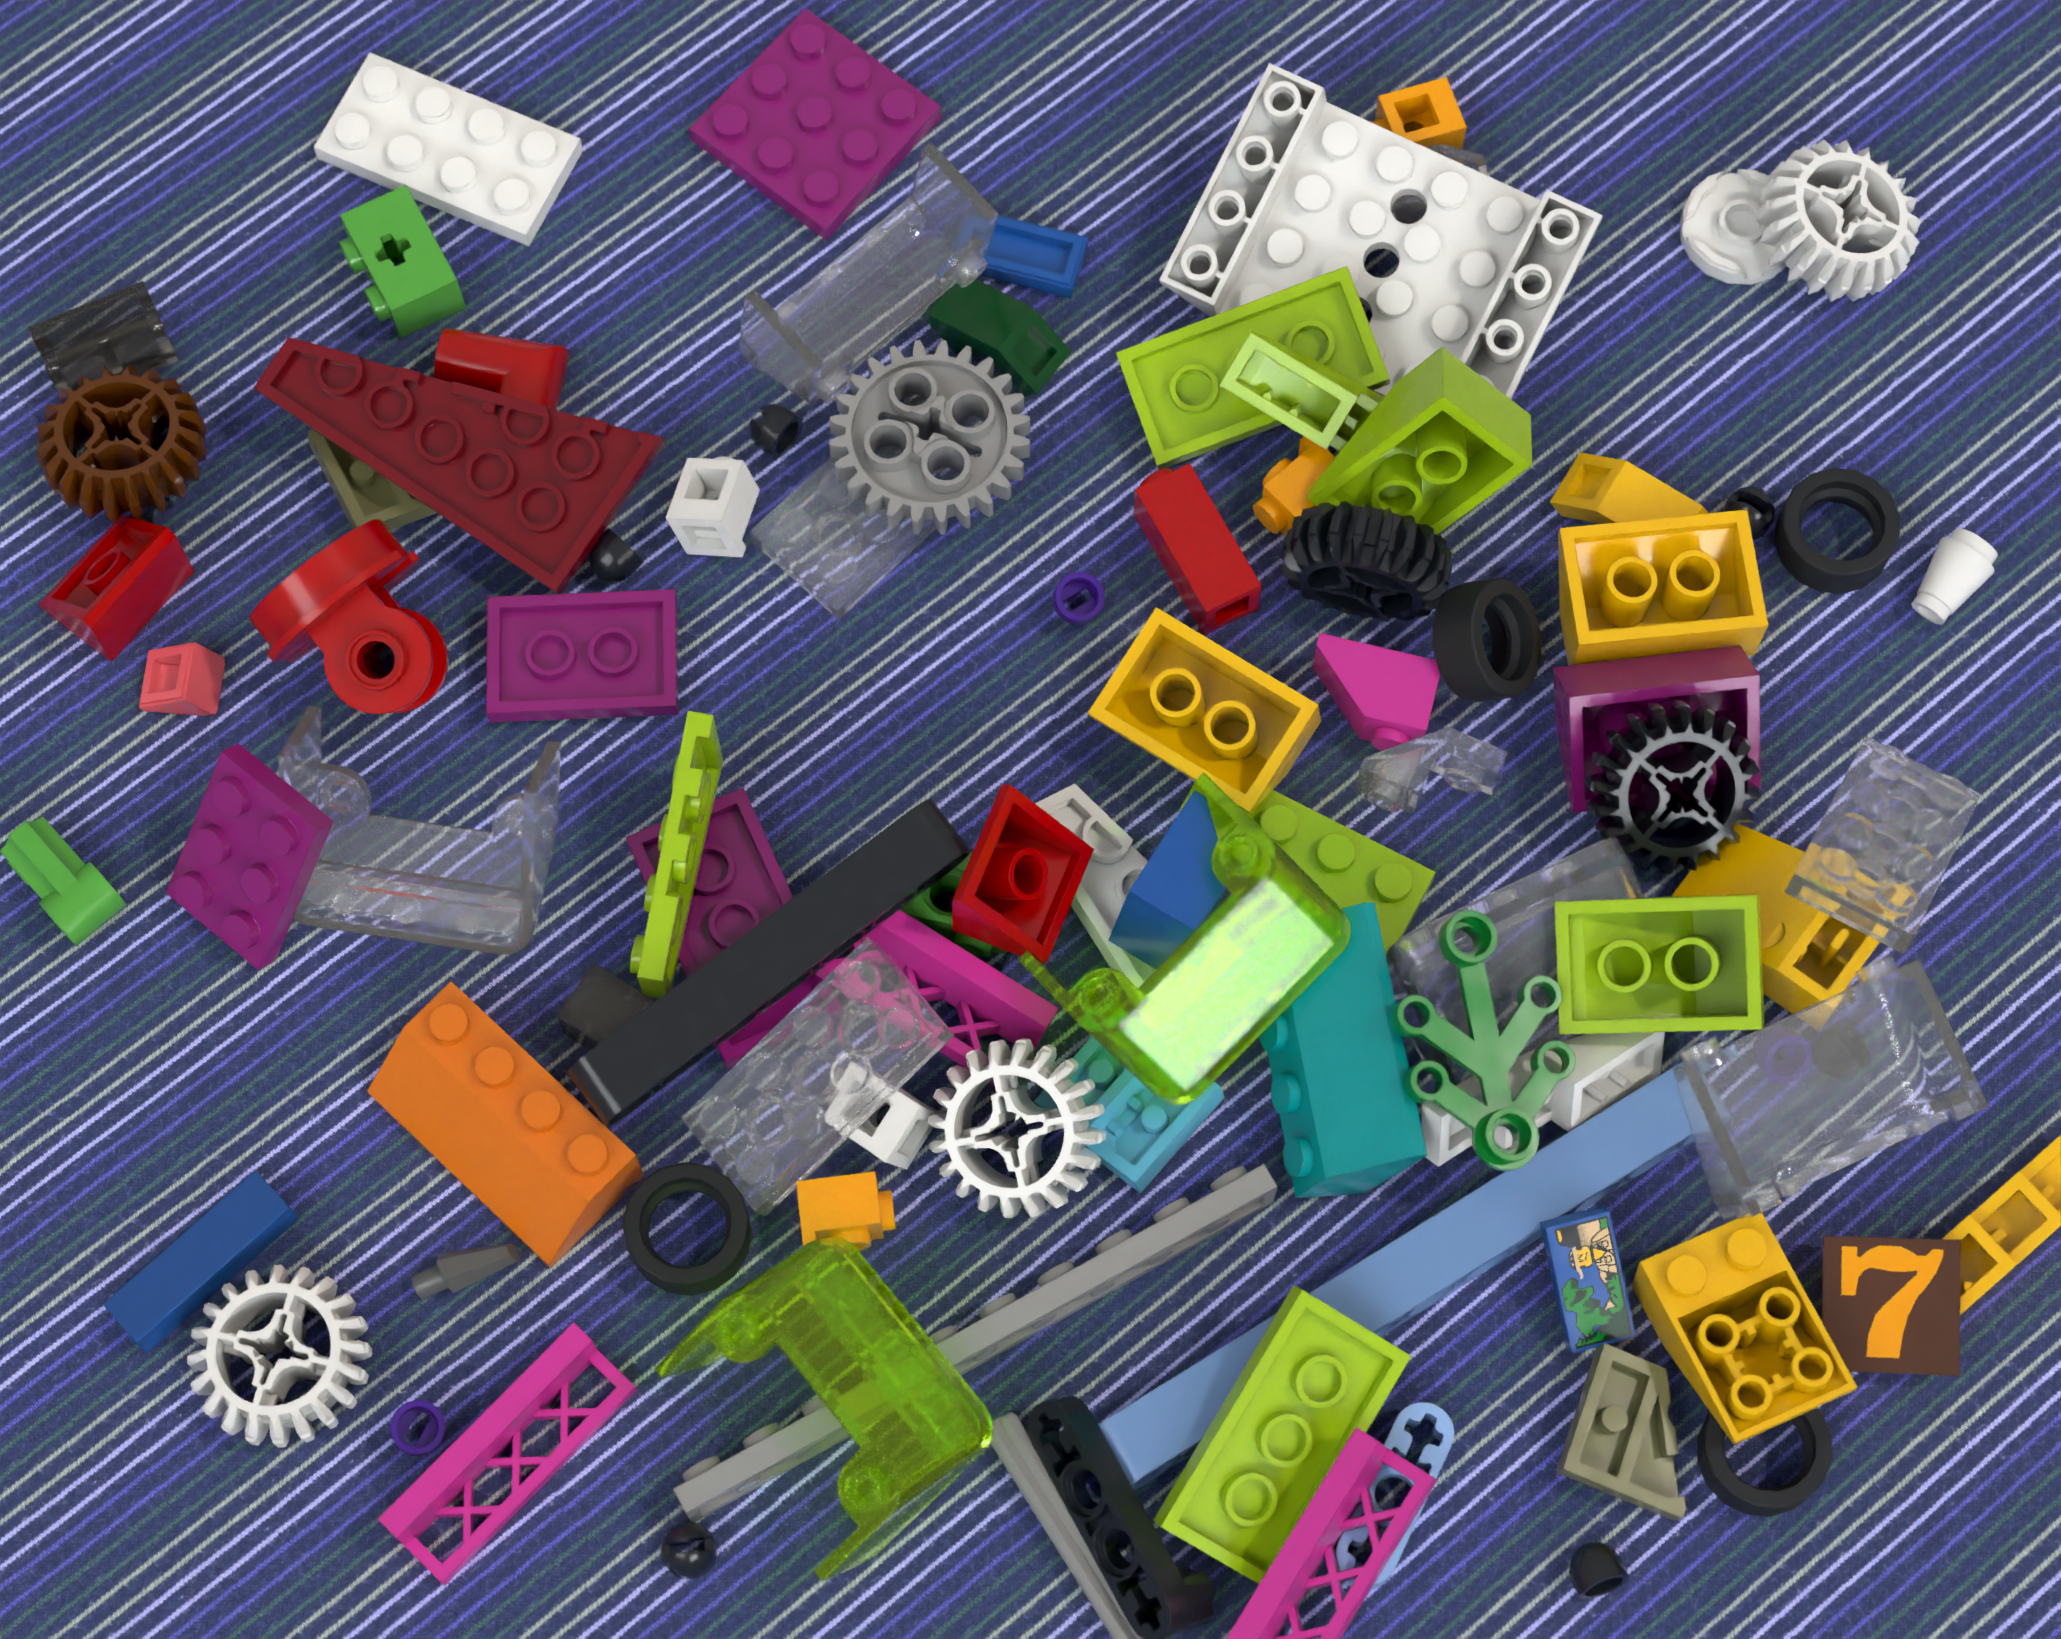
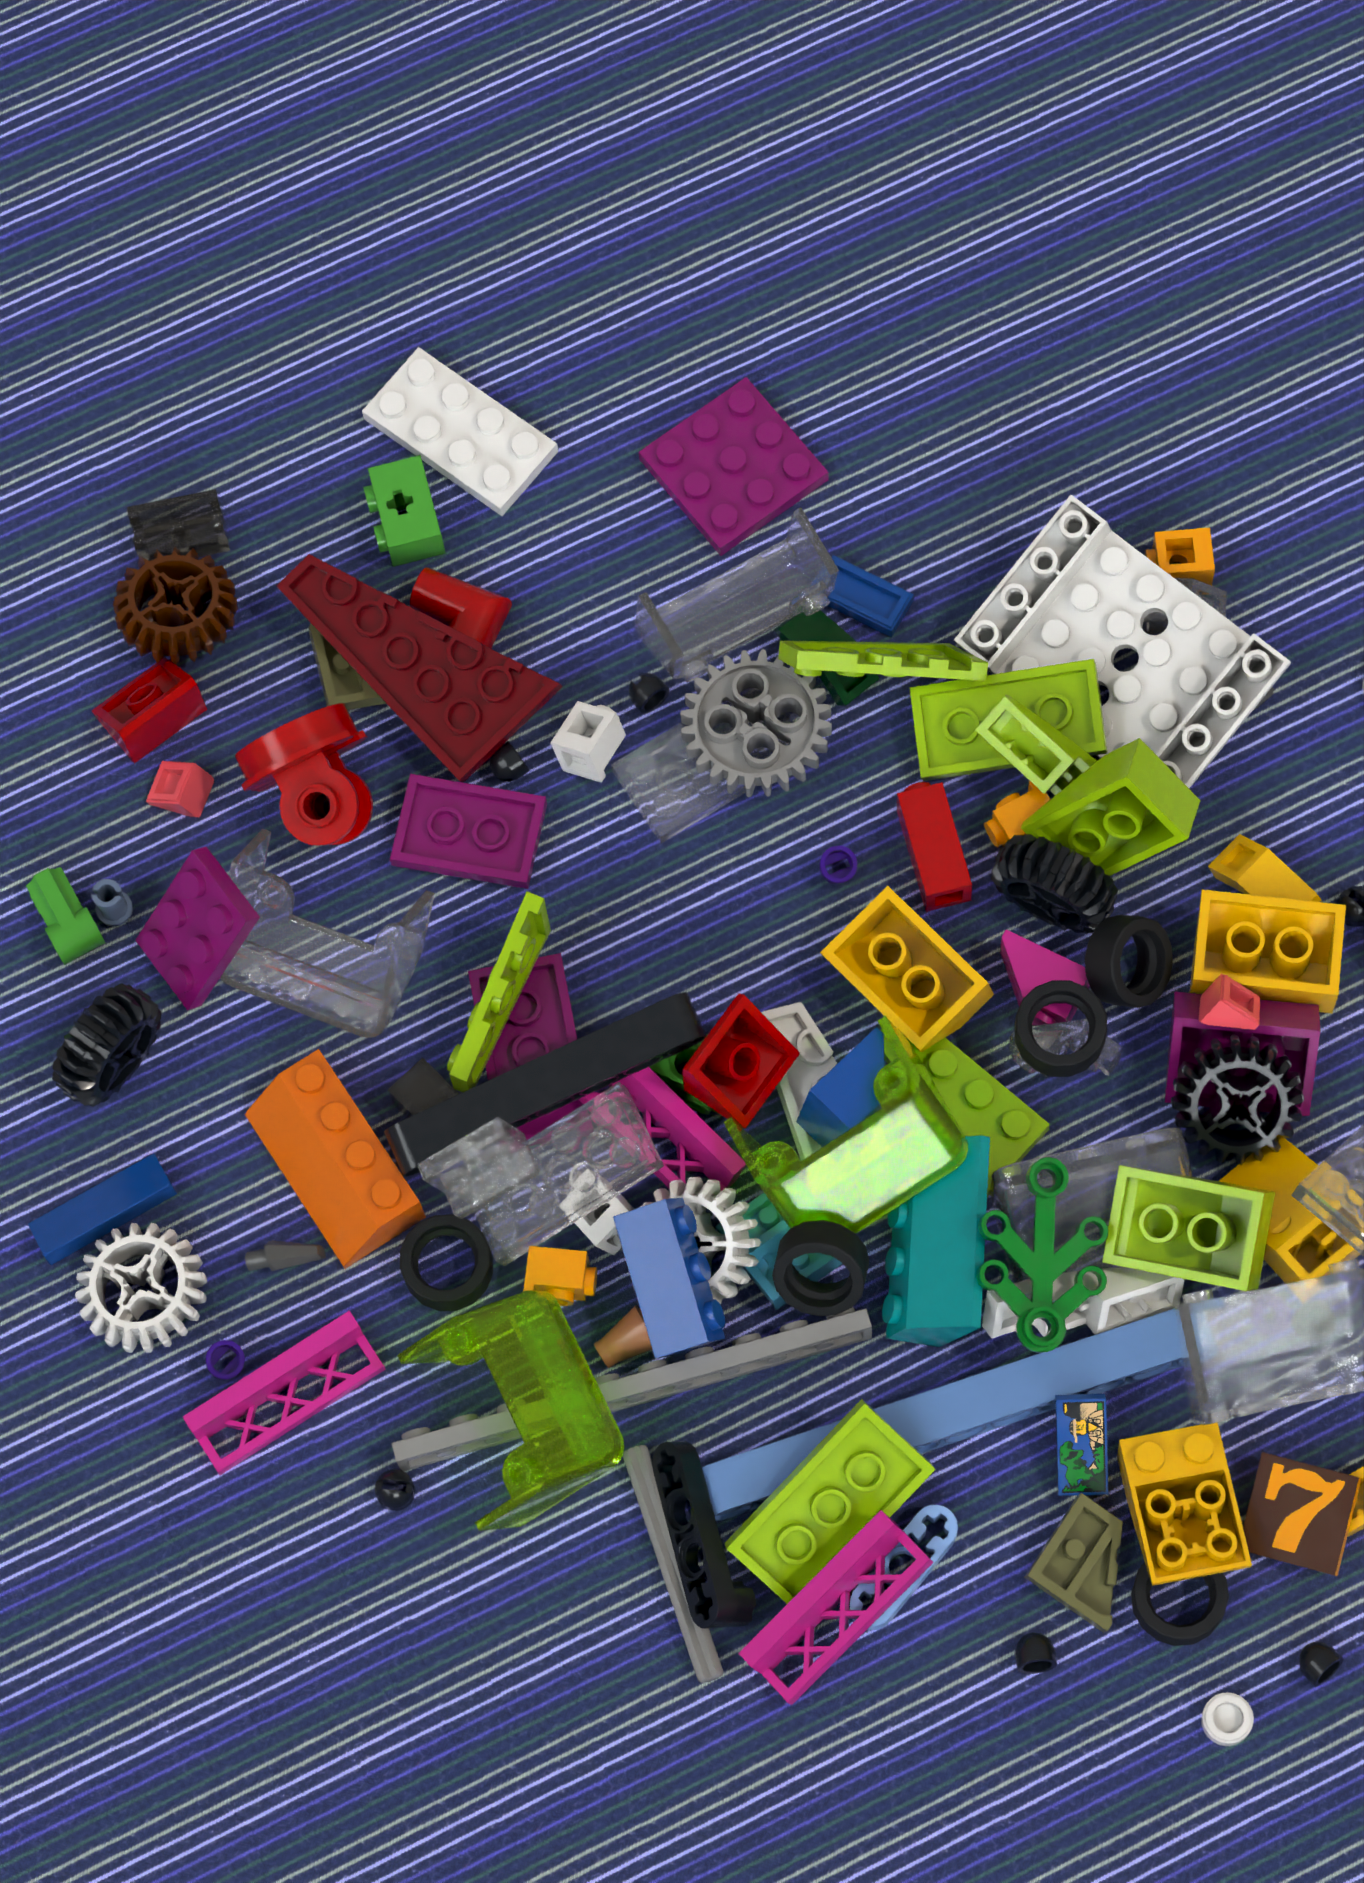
camera: 20 degrees right, 0 degrees up
(123, 851) = (112, 904): none -> sand blue pin
(159, 1039) = (106, 1045): none -> black gear
(708, 1090) = (481, 1167): none -> clear bracket
(959, 1270) = (625, 1339): none -> nougat cone
(998, 1180) = (670, 1277): none -> brick
(1076, 321) = (882, 658): none -> lime wing
(1202, 1163) = (817, 1297): none -> black tyre
(1431, 697) = (1060, 992): none -> black tyre
(1634, 667) = (1229, 1005): none -> coral slope
(1866, 1597) = (1227, 1719): none -> white tile
(1964, 1494) = (1319, 1662): none -> black hinge

